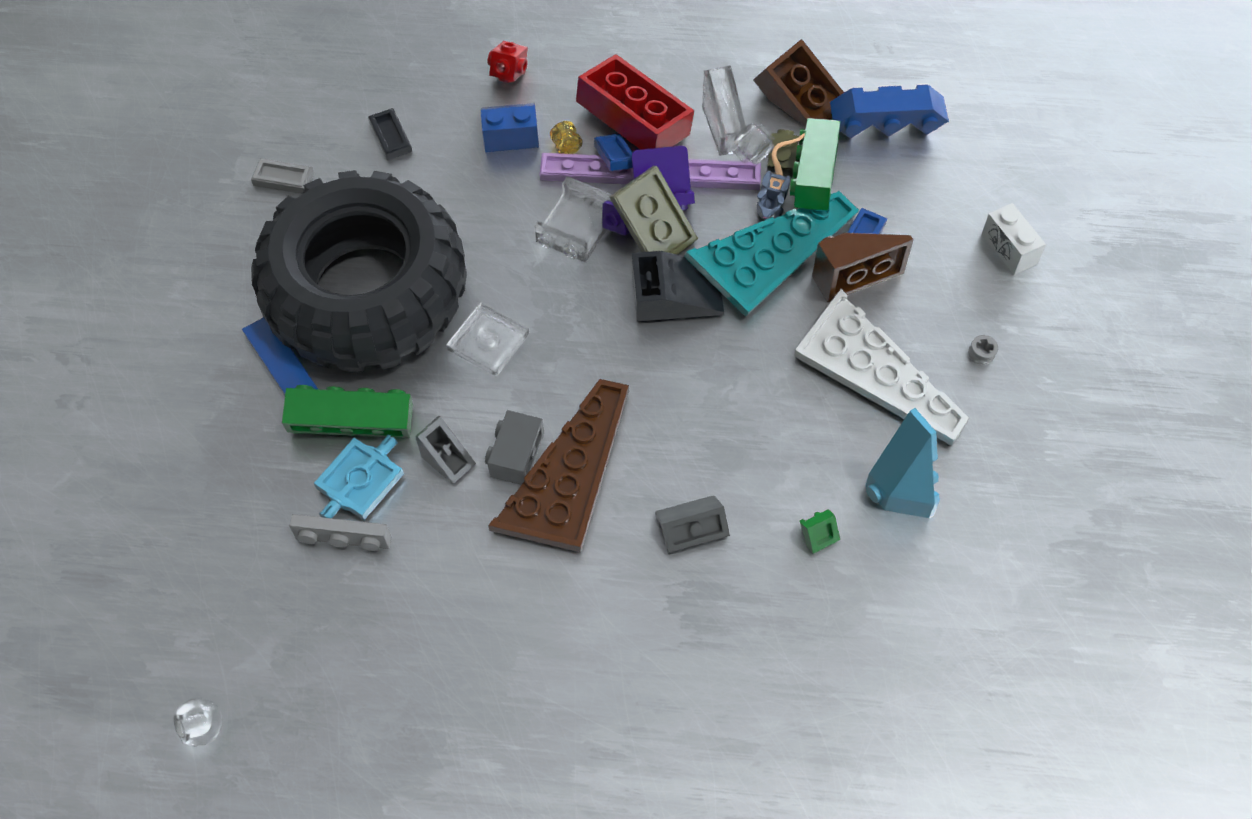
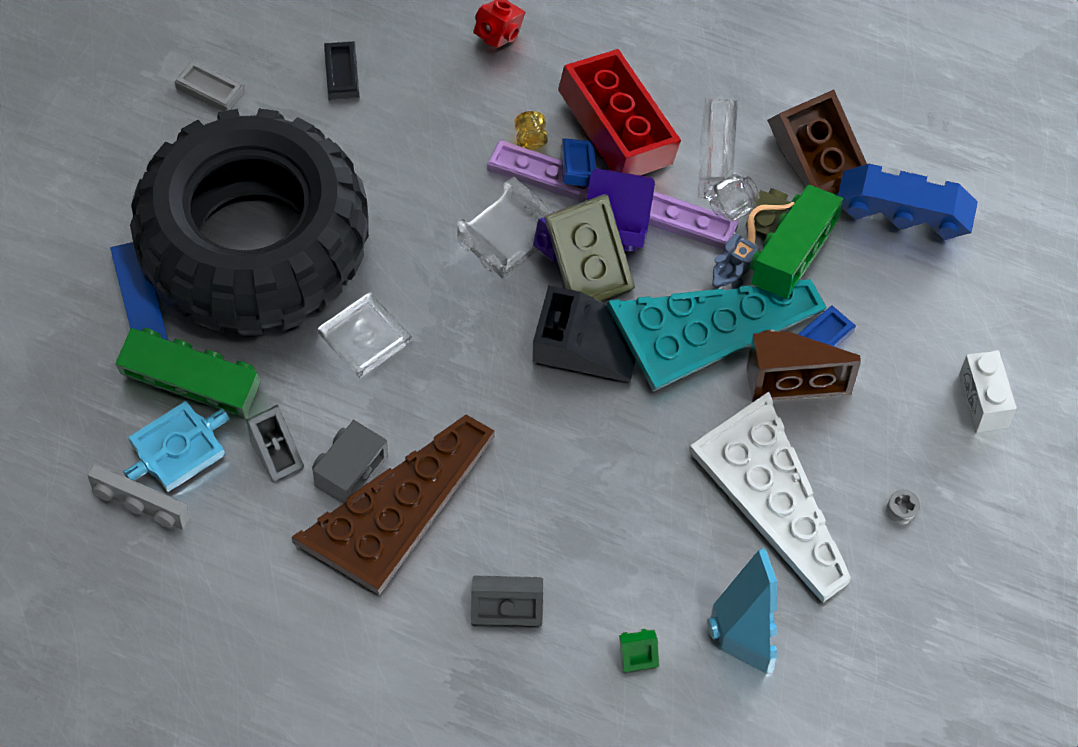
camera: 15 degrees right, 0 degrees up
(509, 127) = (474, 98): blue slope -> none

